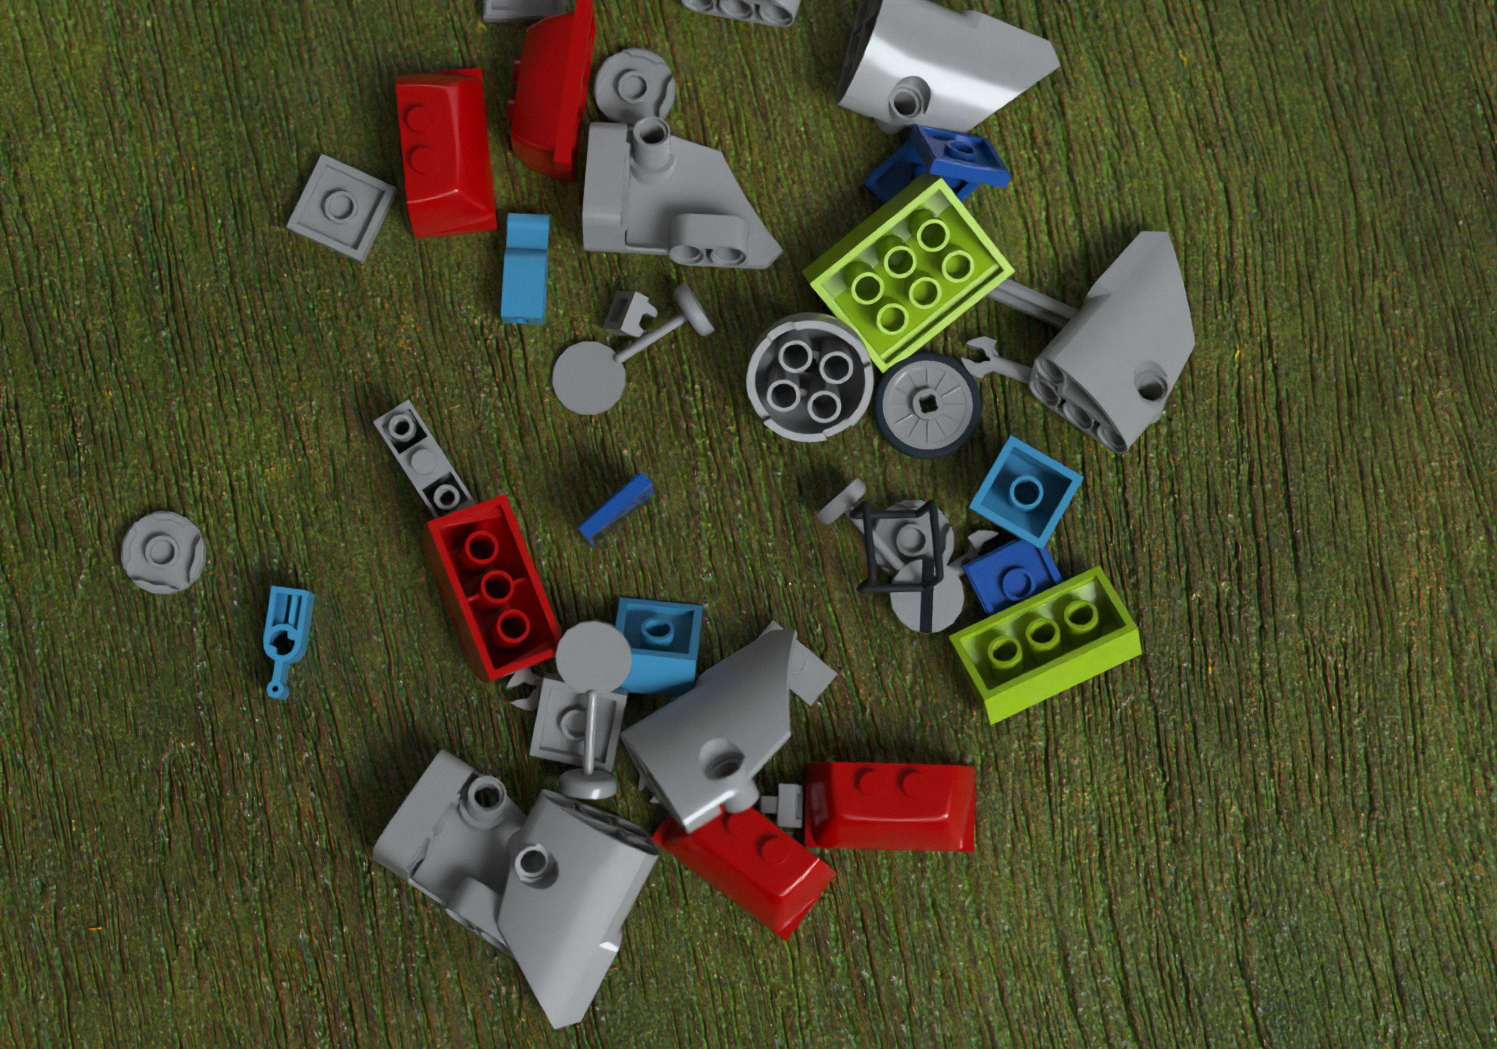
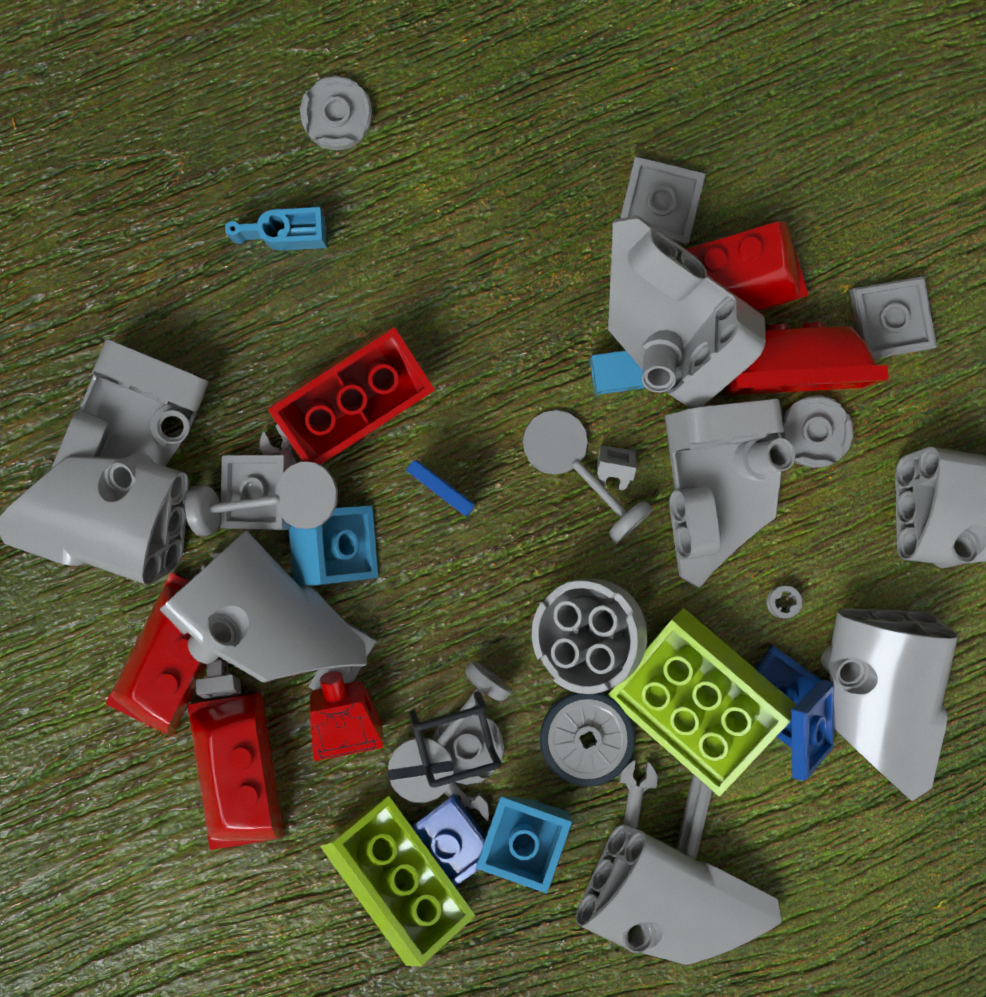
camera: 75 degrees right, 5 degrees up
(423, 460) = (451, 316): light grey slope -> none
(481, 214) = (676, 318): none -> light grey panel
(827, 154) = (776, 593): none -> light grey bush
(852, 671) = (343, 719): none -> red torso

